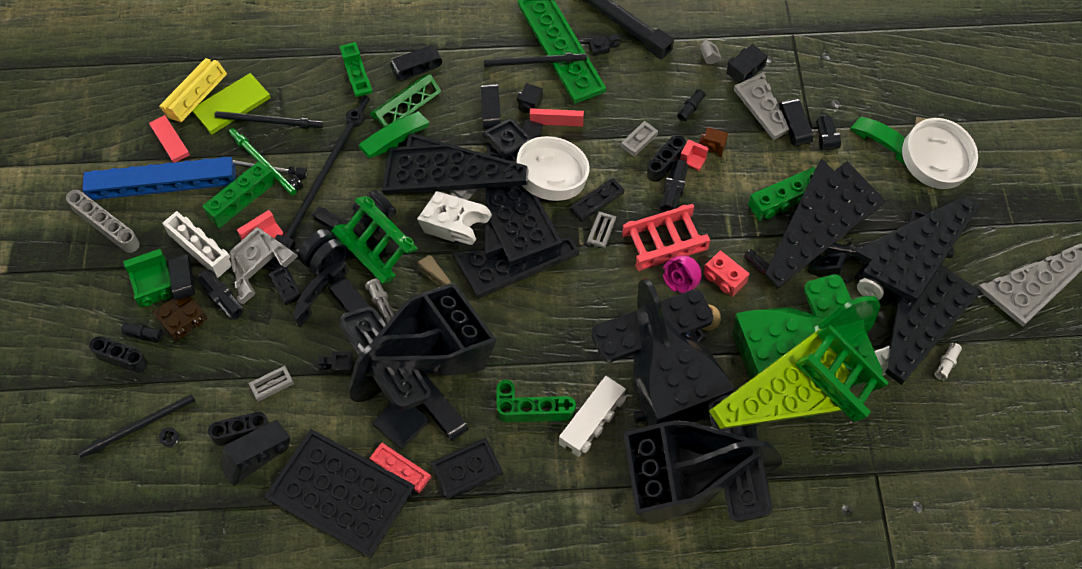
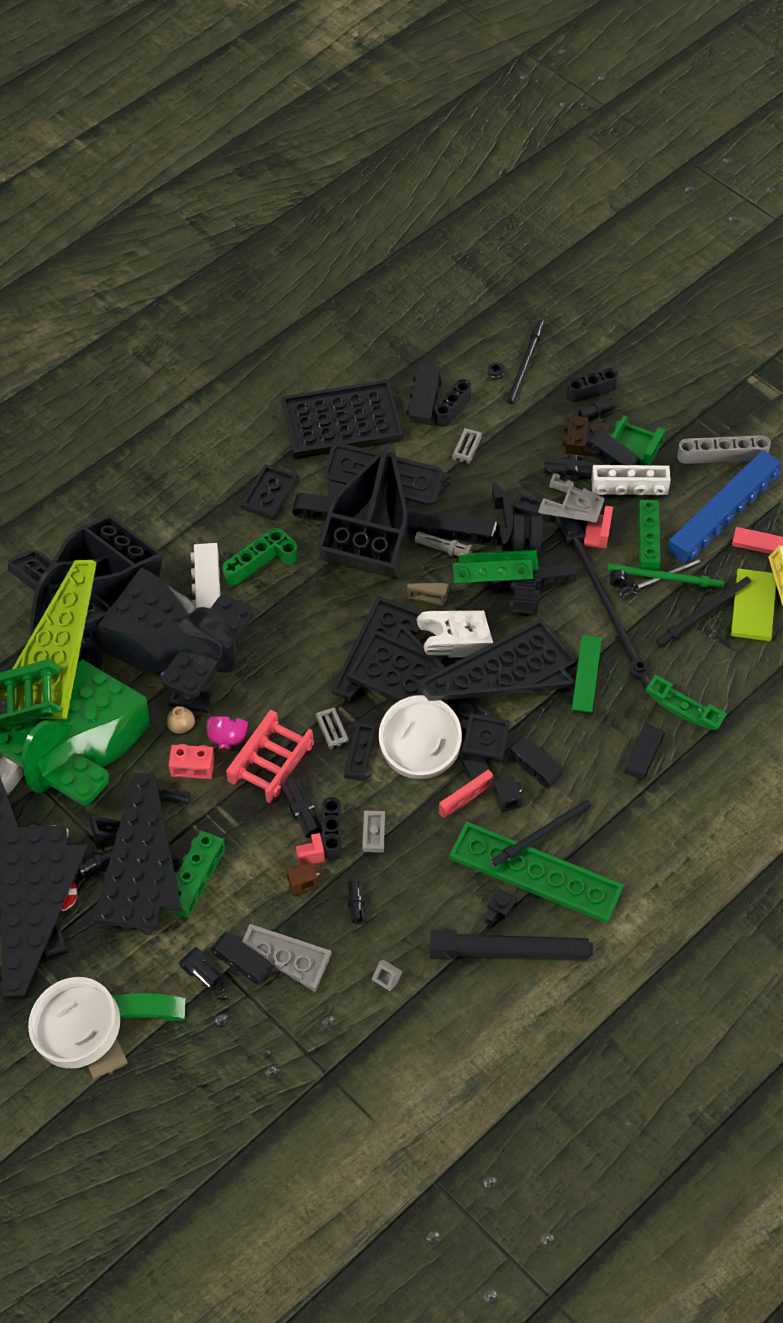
camera: 140 degrees right, 5 degrees down
(400, 466) = (308, 461): coral tile -> none
(403, 95) = (618, 709): green fence -> none
(746, 64) = (337, 982): black brick -> none

